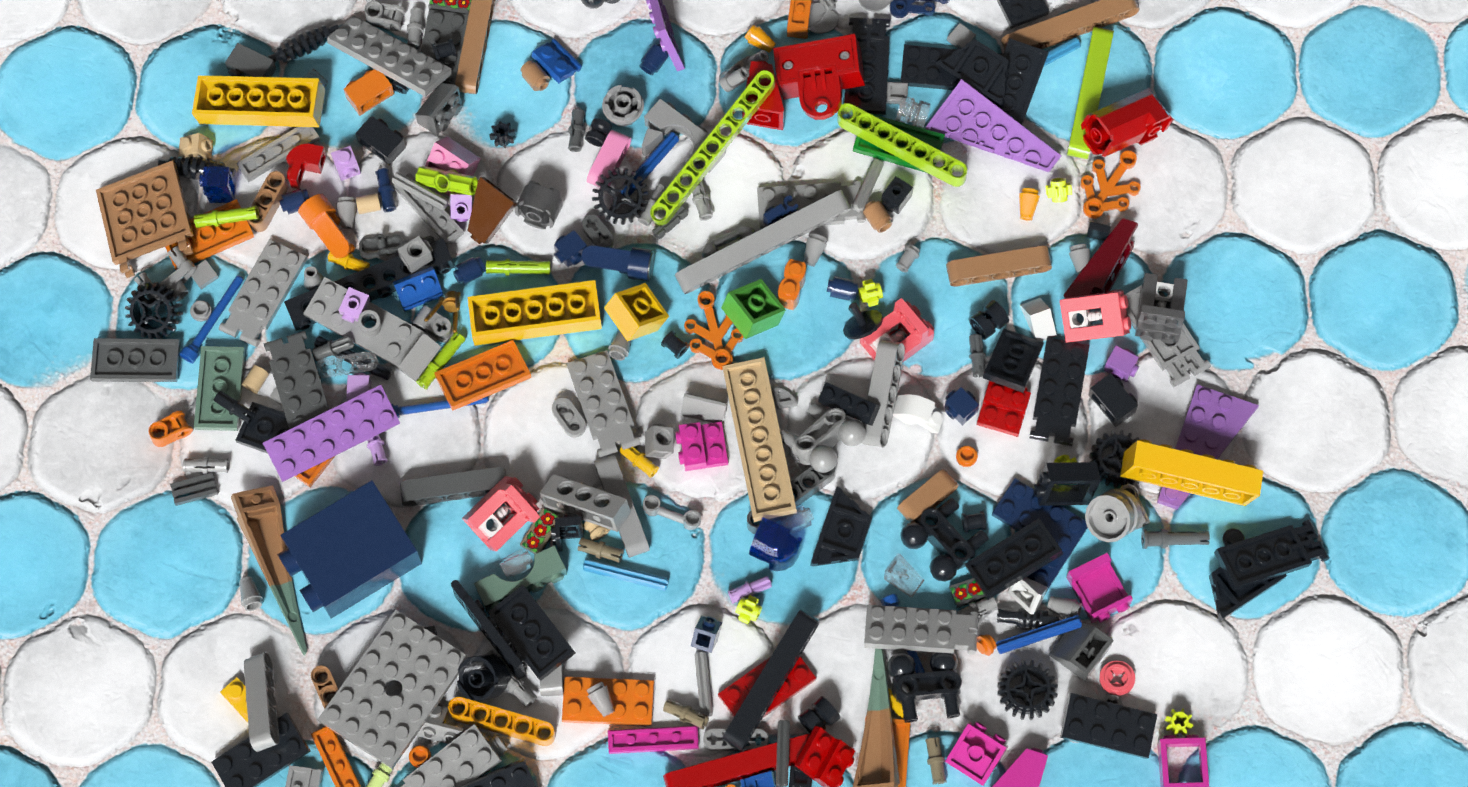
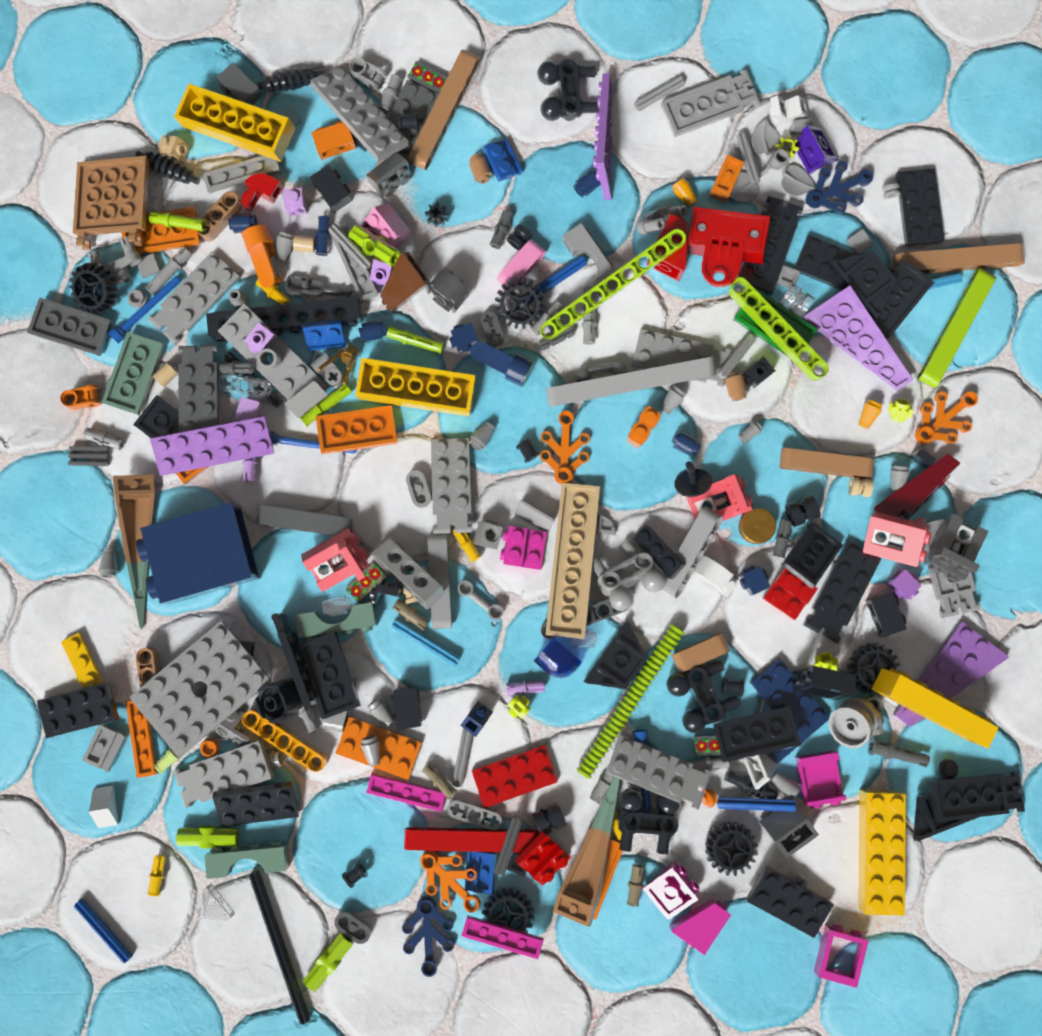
camera: 15 degrees right, 15 degrees up
(218, 184) = (179, 189): clear blue brick -> none
(231, 264) = (169, 269): none -> light grey pin
(234, 407) = (138, 396): black axle -> none
(261, 702) = (87, 667): light grey beam -> none
(415, 262) = (320, 302): light grey brick -> none
(599, 660) = (380, 710): none -> light grey cone
(622, 105) = (547, 219): light grey cone -> none
(627, 646) = (406, 707): none -> black brick
(636, 312) = (502, 414): yellow brick -> none
(651, 141) = (563, 258): light grey slope -> none
(753, 308) = (603, 441): bright green brick -> none
(771, 680) = (518, 777): black beam -> none
(779, 212) = (648, 360): dark blue plate -> none
(866, 669) = (601, 788): none -> light grey pin
(868, 569) = (630, 701): none -> lime piece
(870, 292) = (708, 455): neon yellow gear -> none
(903, 576) = (658, 716): clear slope -> none
(946, 350) = (757, 526): none -> pearl gold head
(966, 456) = (744, 625): orange plate -> none
(1039, 319) = (845, 521): white slope -> none
(1042, 278) = (860, 486): none -> tan wheel
(1117, 668) = (818, 862): coral gear -> none
(1125, 123) = (980, 368): red brick -> none
(1177, 728) = (845, 913): neon yellow gear -> none
(1190, 644) = (882, 852): none -> yellow brick

